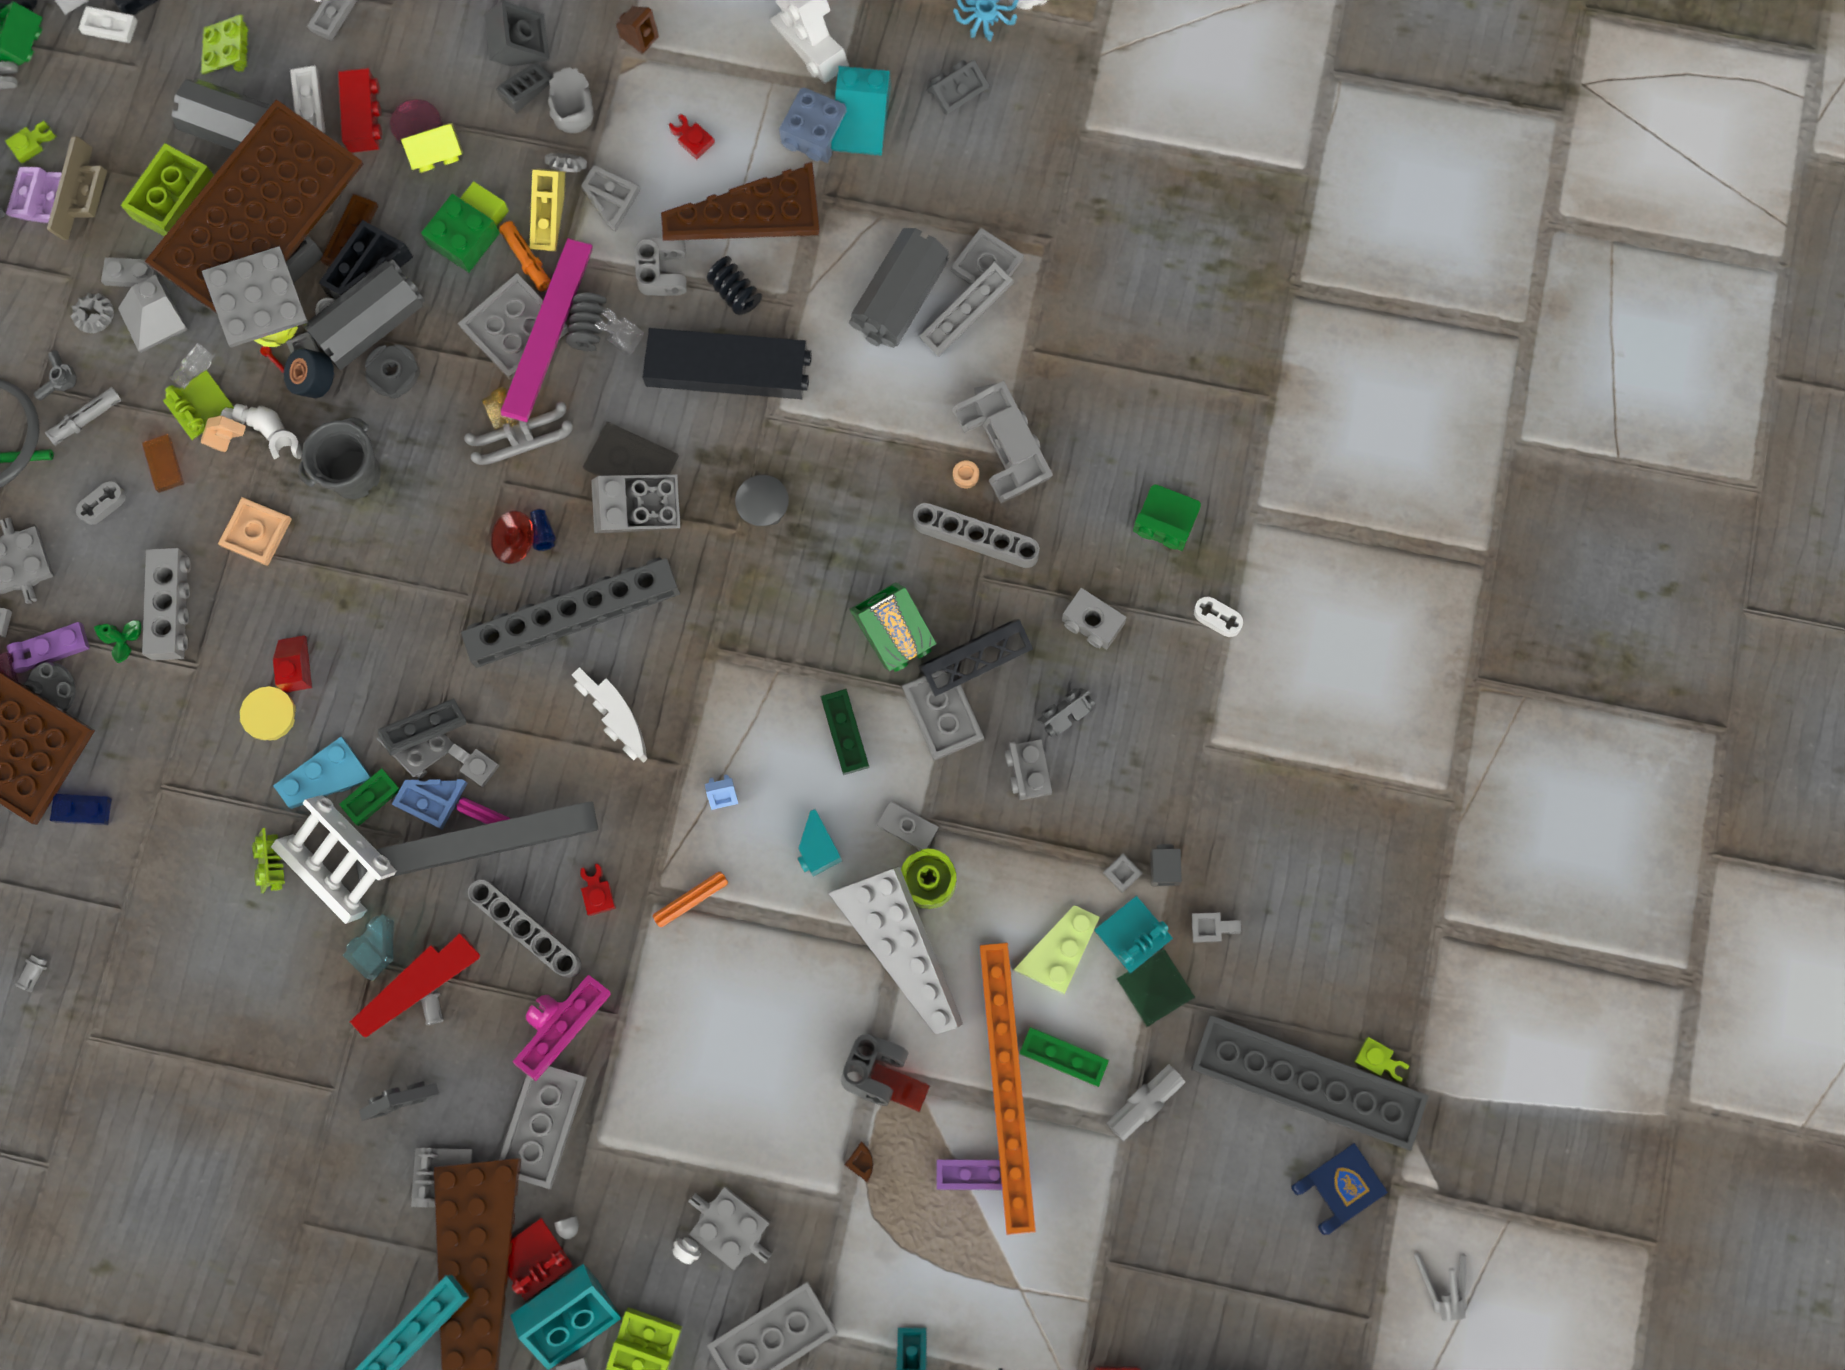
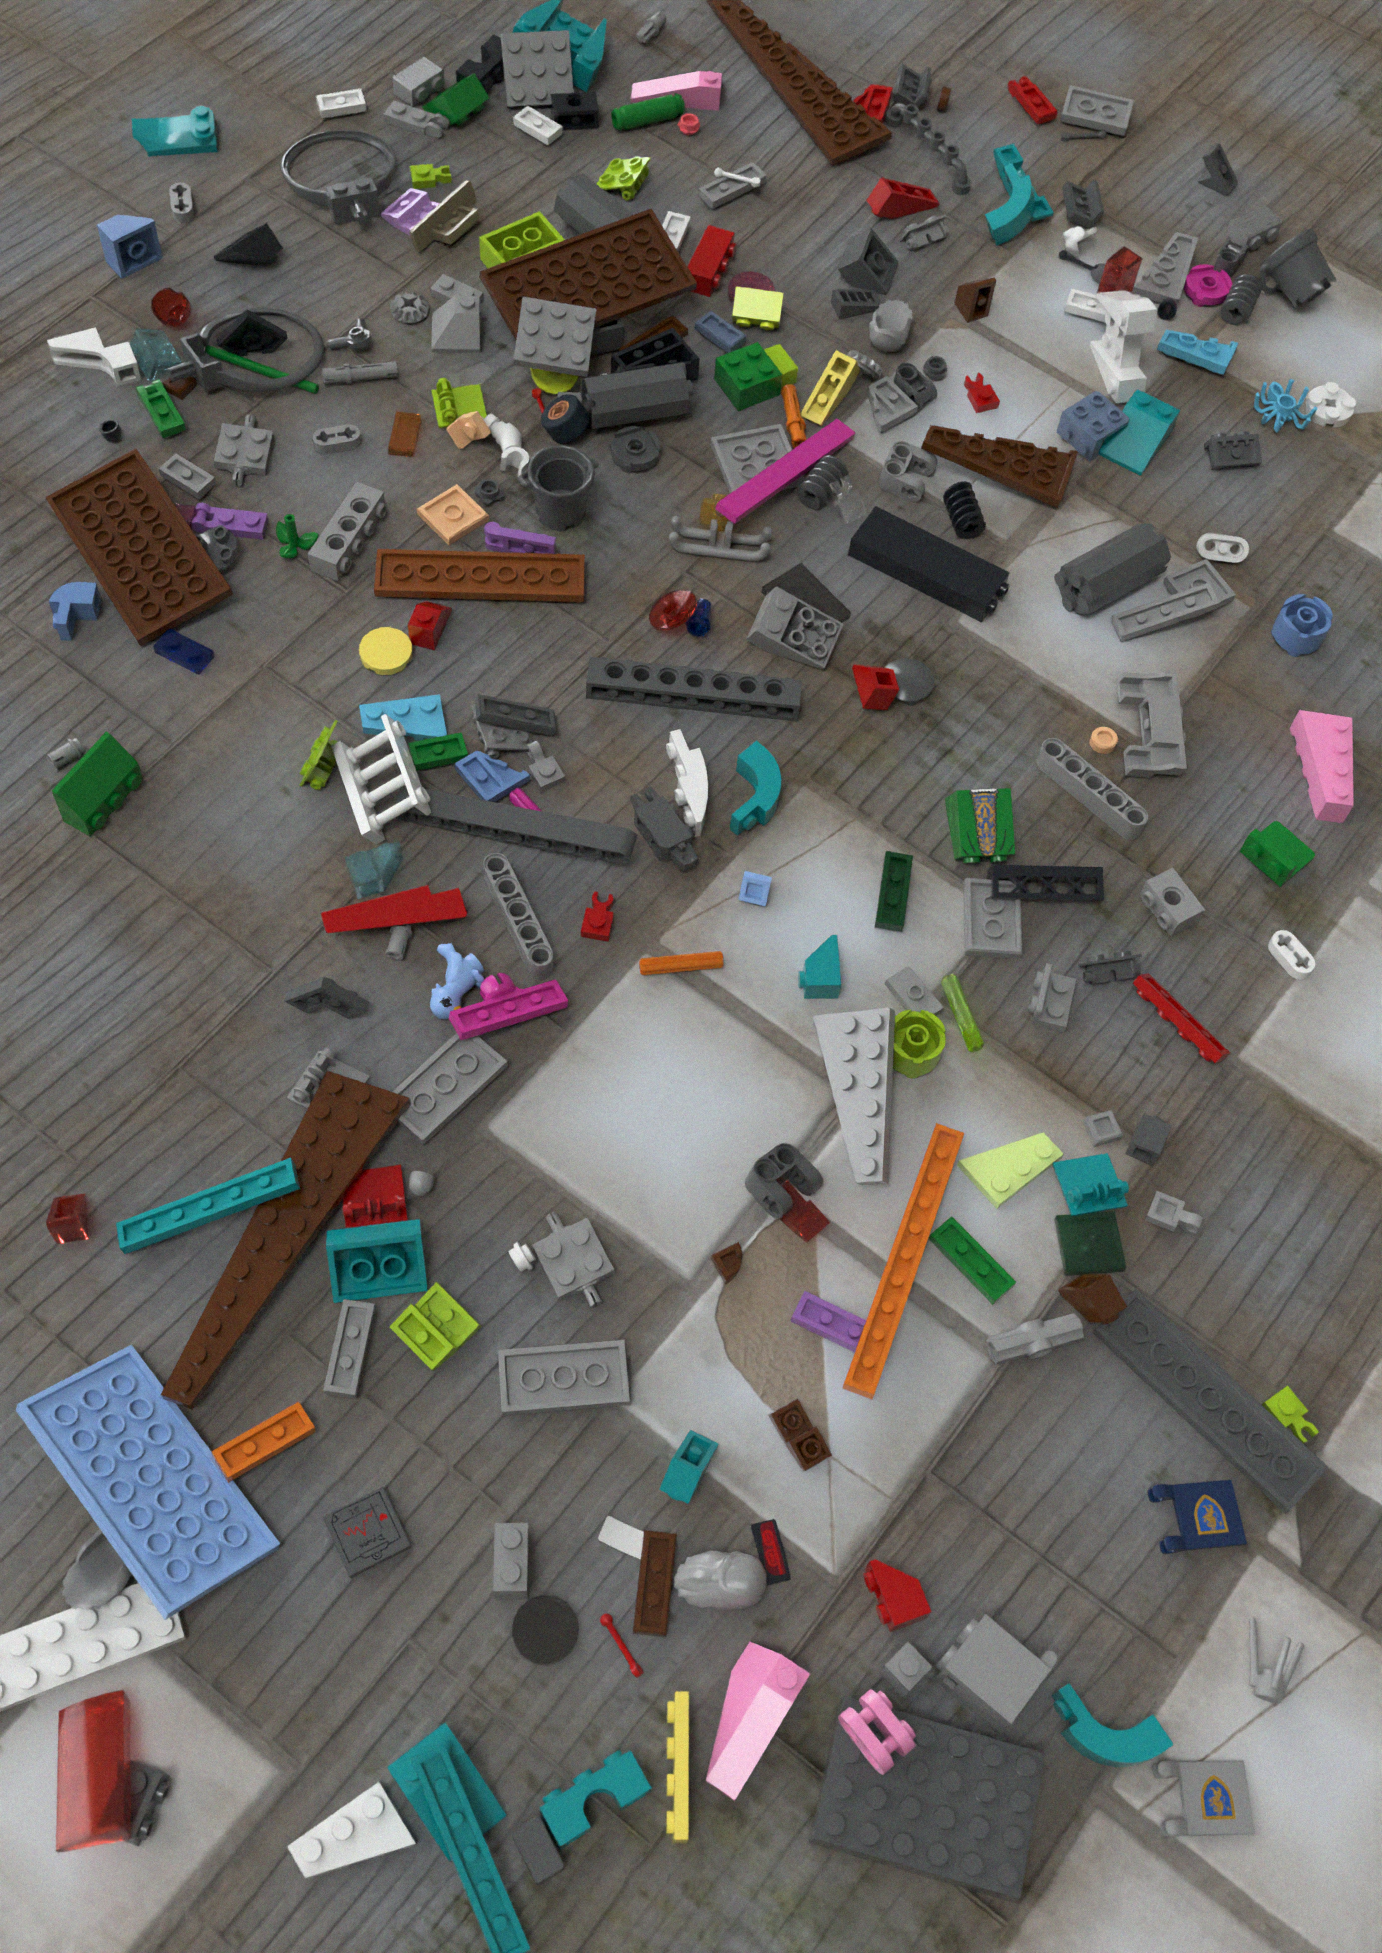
camera: 15 degrees right, 15 degrees down
(80, 996) = (97, 785): none -> green slope
(269, 489) = (488, 491): none -> dark grey plate
(313, 588) = (479, 575): none -> dark orange plate
(334, 533) = (517, 541): none -> medium lavender plate
(409, 191) = (720, 332): none -> sand blue plate
(504, 1017) = (460, 978): none -> light blue animal
(612, 775) = (663, 829): none -> dark grey hinge
(628, 165) = (914, 384): none -> dark grey piece
(635, 122) = (935, 367): none -> dark grey plate
(675, 670) = (763, 773): none -> teal arch
(734, 524) = (875, 686): none -> red slope
(956, 822) = (962, 1013): none -> clear neon green axle
(989, 1286) = (799, 1435): none -> reddish brown slope
(990, 208) = (1222, 546): none -> white plate
(1097, 260) = (1302, 624): none -> medium blue brick
(1147, 732) = (1172, 1010): none -> red plate
(1173, 395) = (1327, 762): none -> bright pink wedge
(1179, 1044) = (1094, 1297): none -> reddish brown slope

